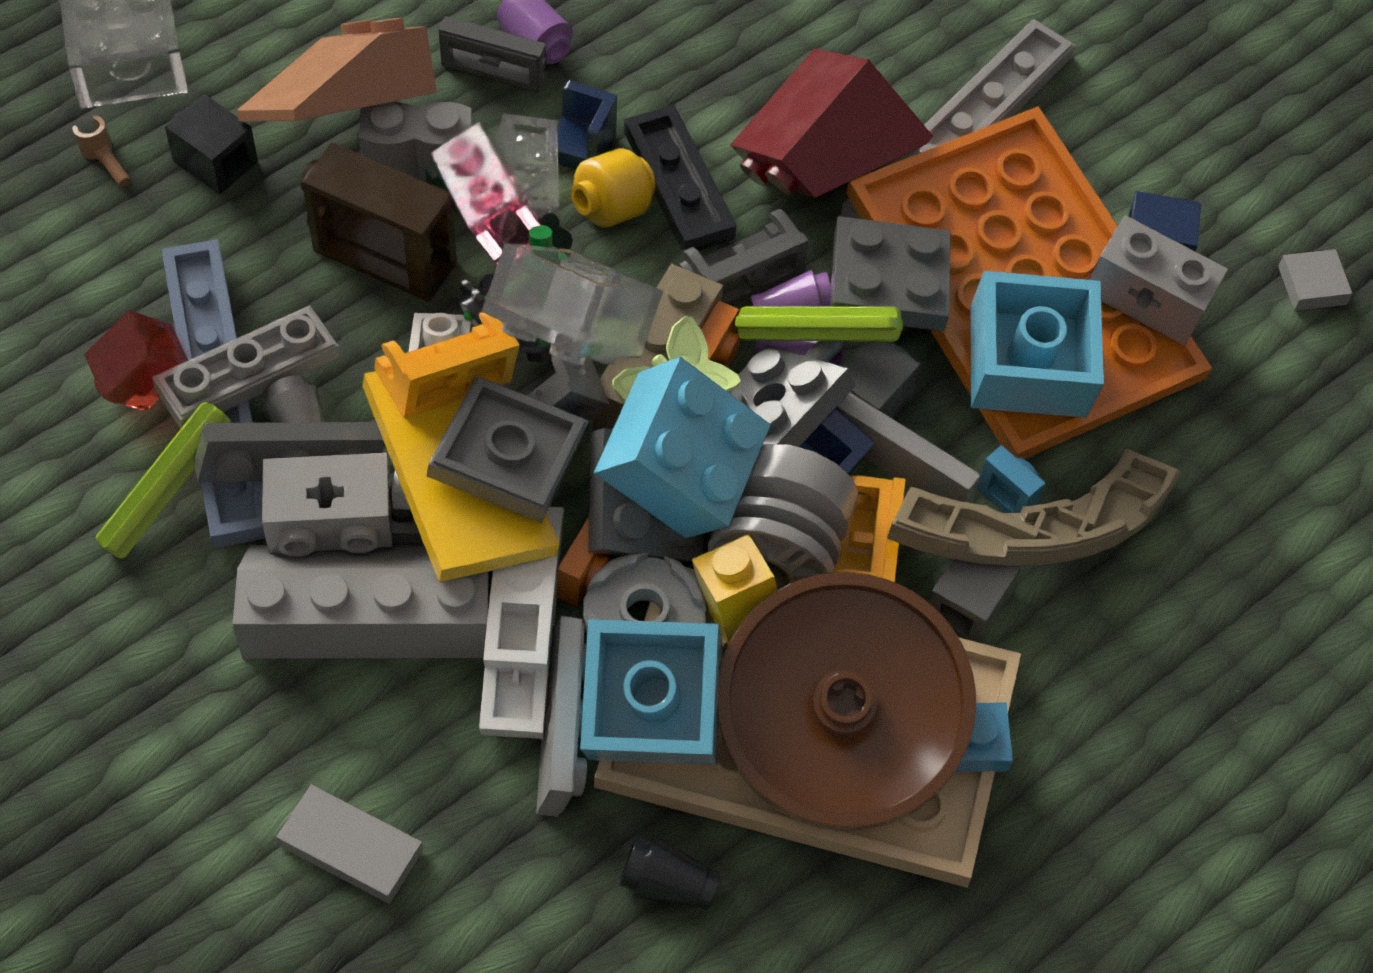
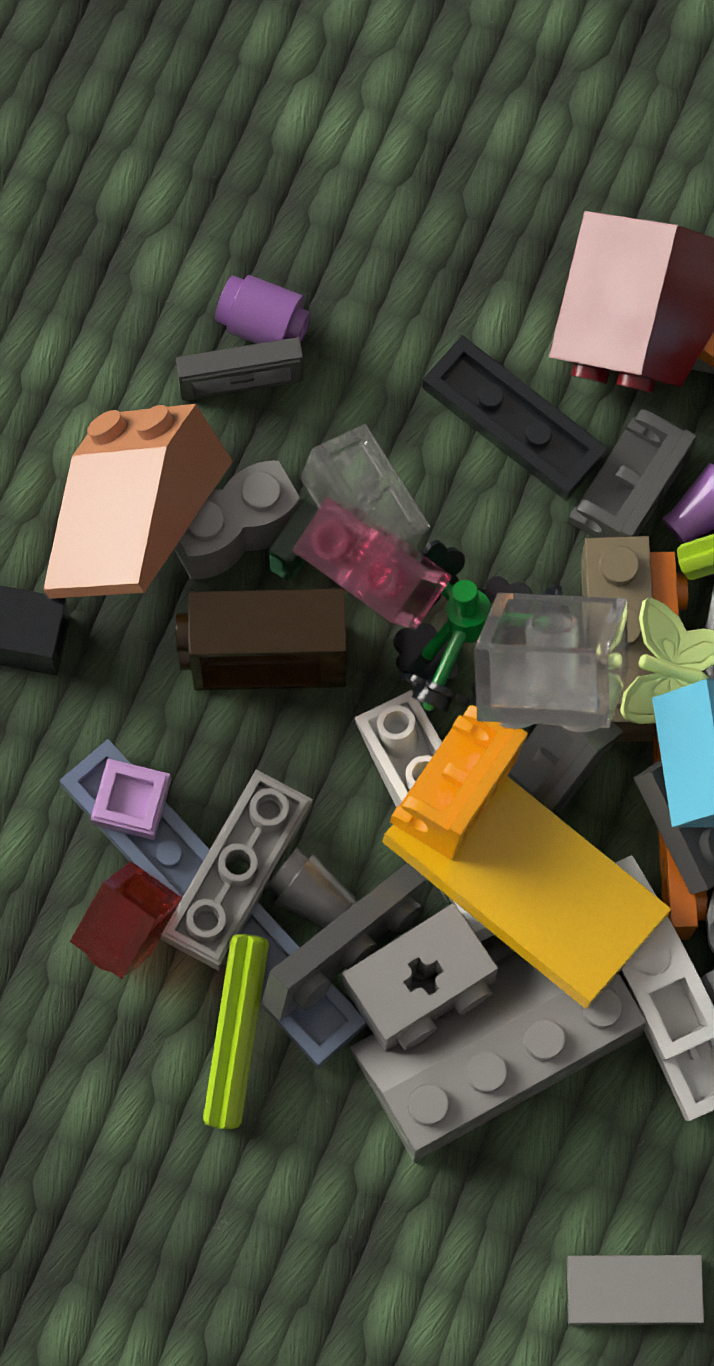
camera: 25 degrees left, 15 degrees up
(202, 282) = (130, 799): none -> lavender tile
(507, 449) = (573, 841): dark grey plate -> none
(586, 124) = (389, 408): dark blue panel -> none
(613, 187) = (459, 466): yellow head -> none

